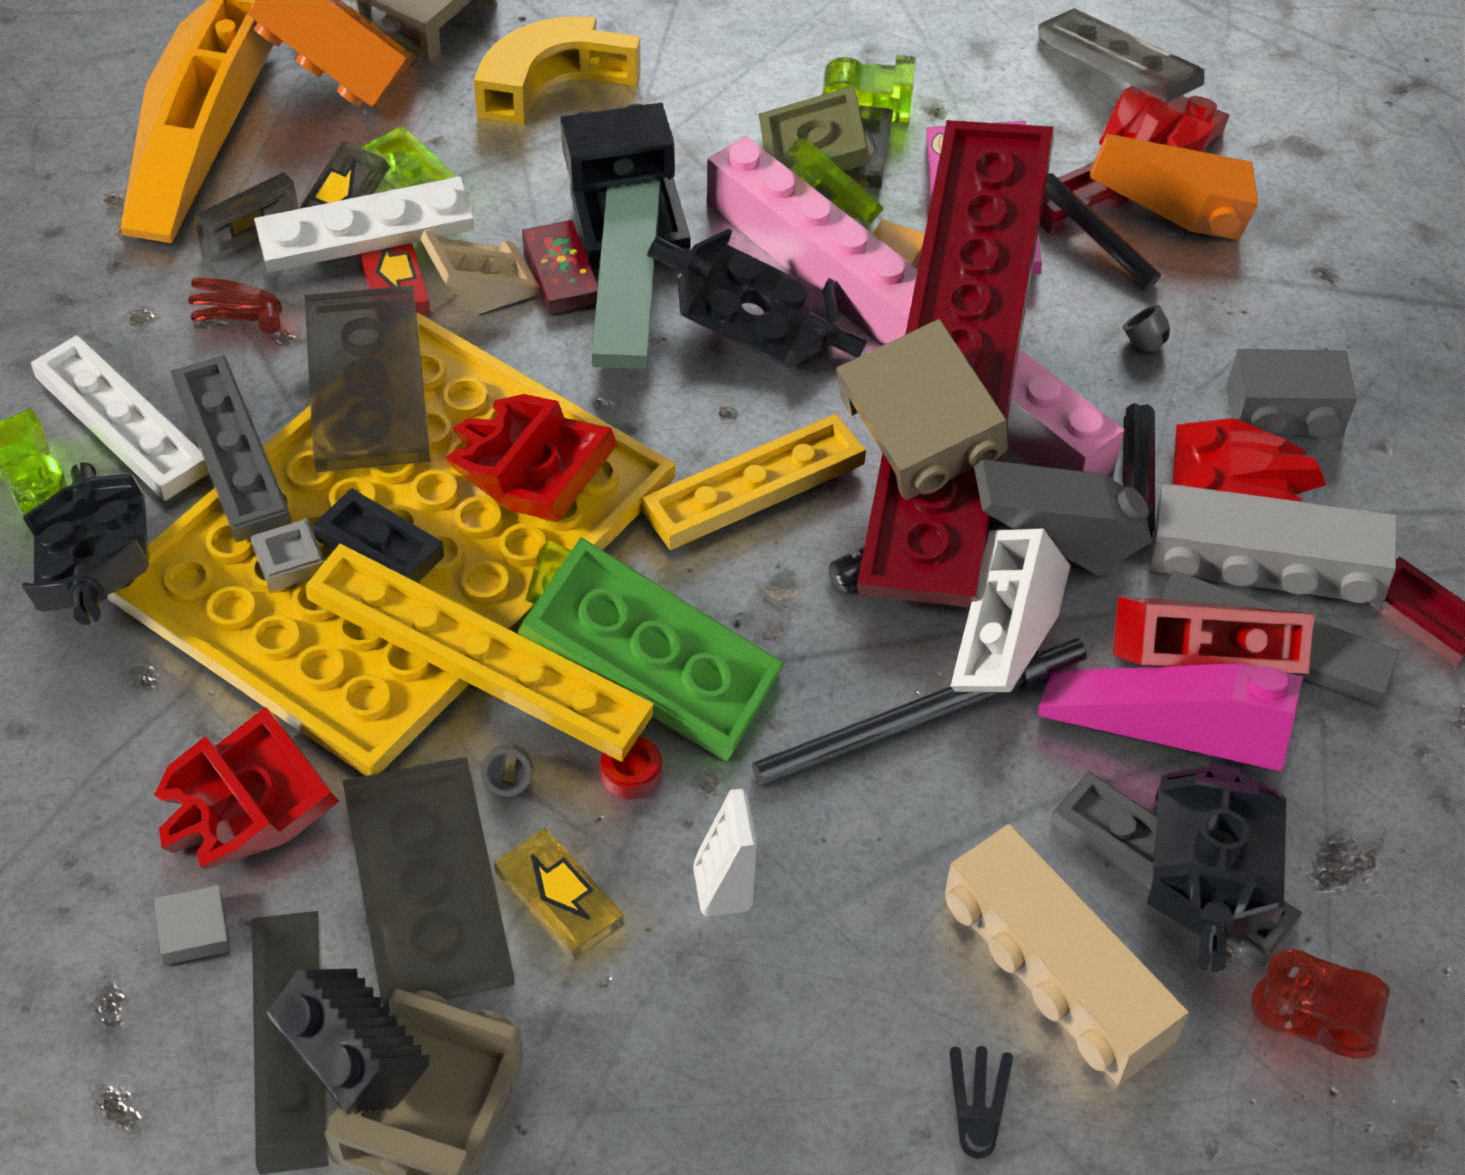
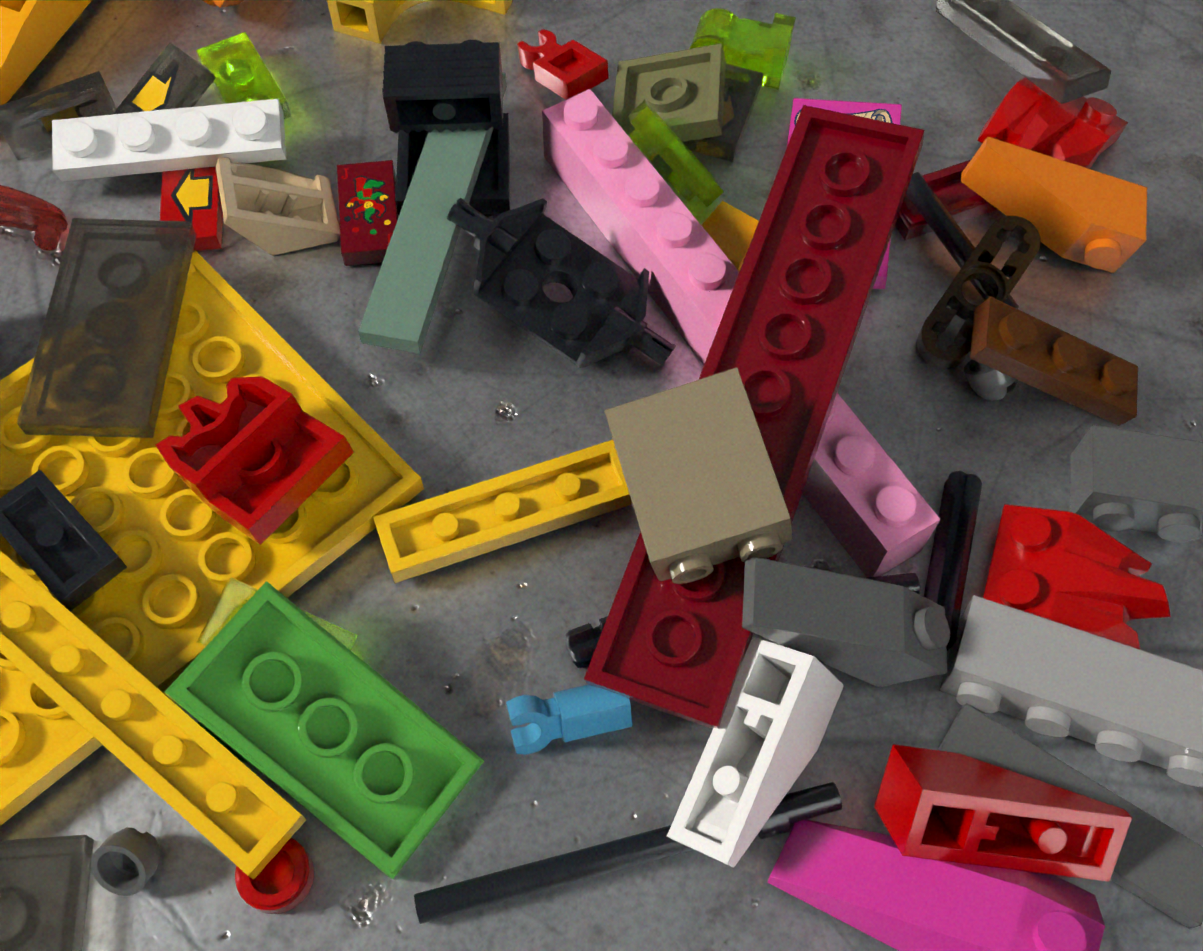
camera: 10 degrees right, 10 degrees up
(708, 125) = (563, 68): none -> red plate
(848, 621) = (567, 715): none -> dark azure bar
(1125, 285) = (1002, 286): none -> dark brown beam
(1197, 307) = (1054, 361): none -> reddish brown plate

